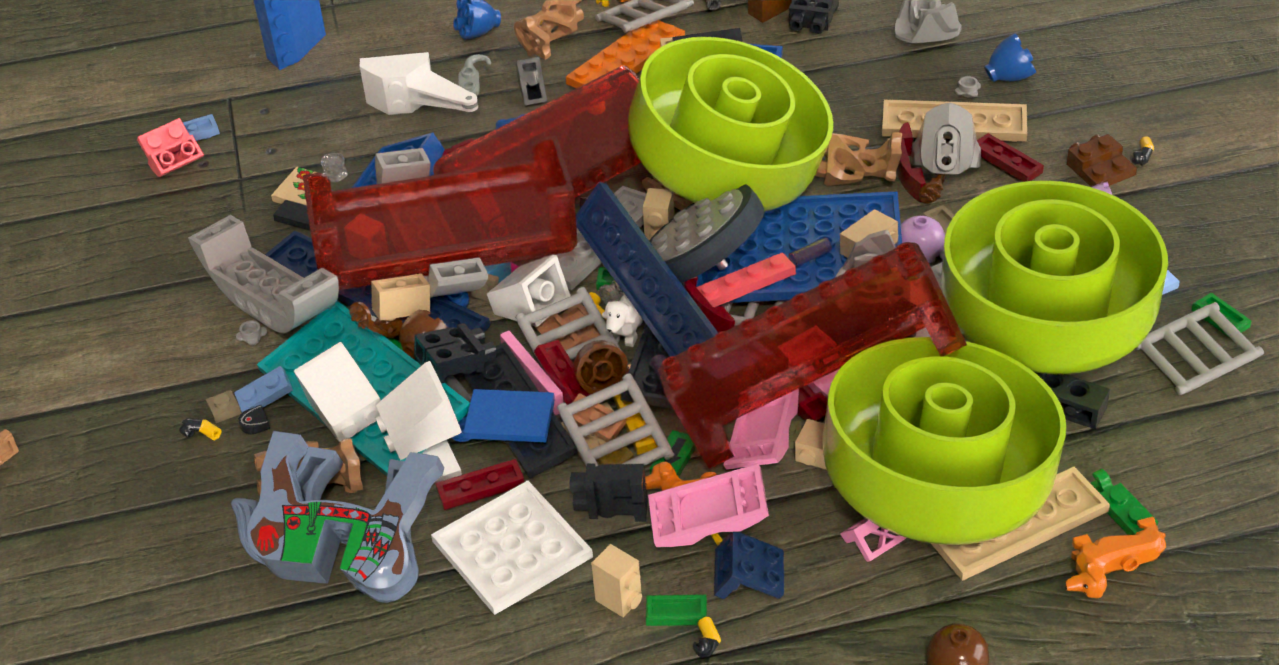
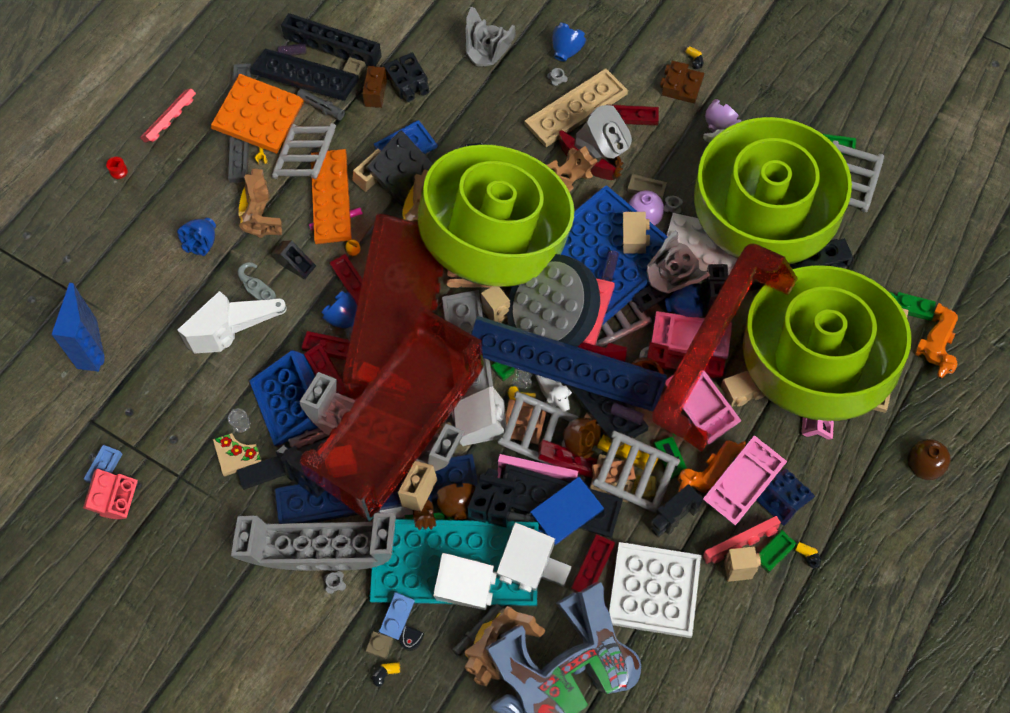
camera: 45 degrees left, 20 degrees up
(667, 572) = (749, 537): none -> coral plate

